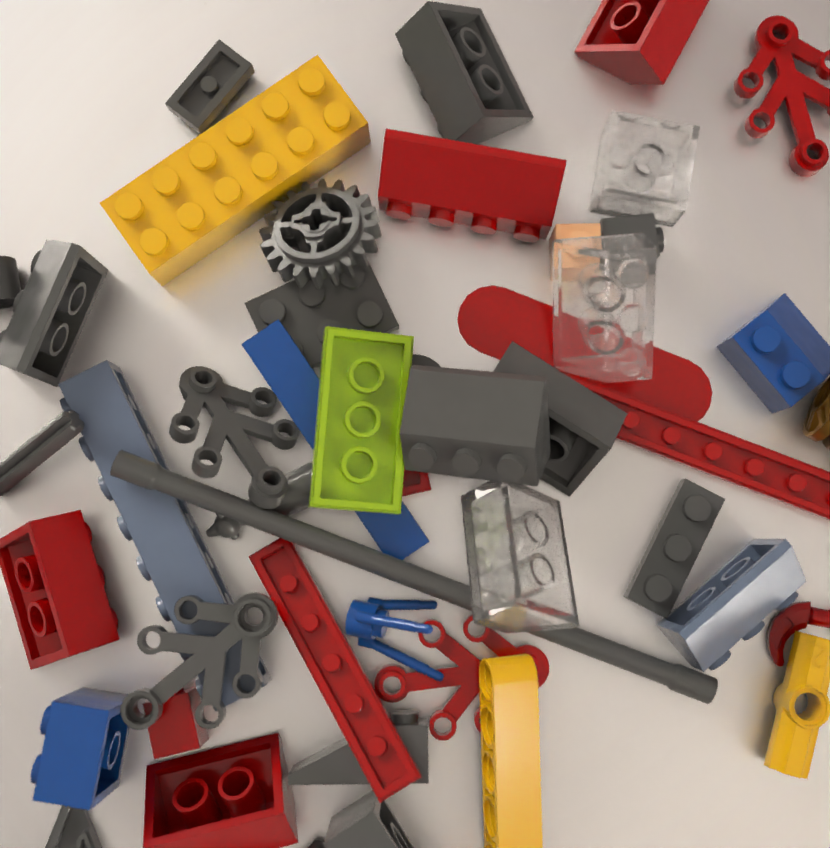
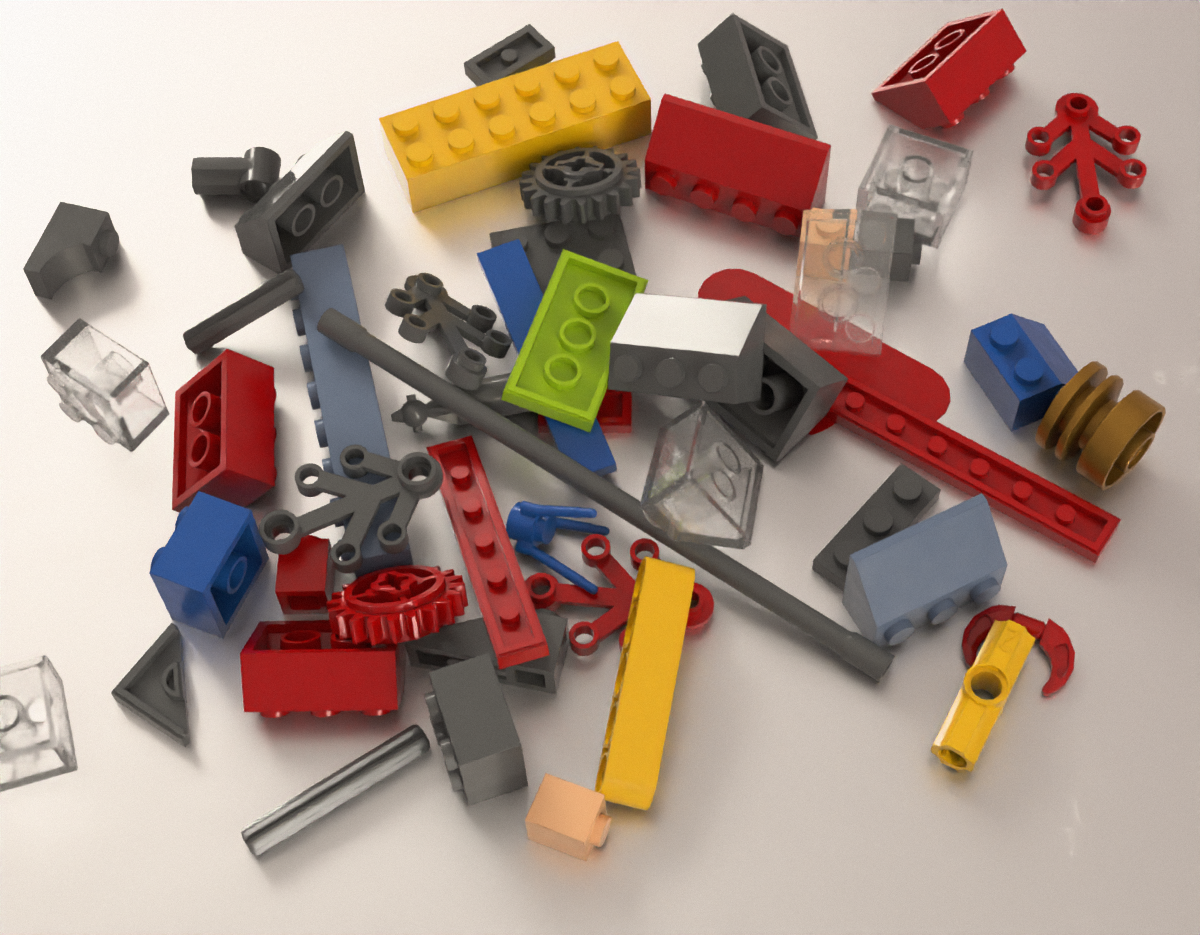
camera: 15 degrees right, 25 degrees down
(294, 743) = (397, 604): none -> red gear

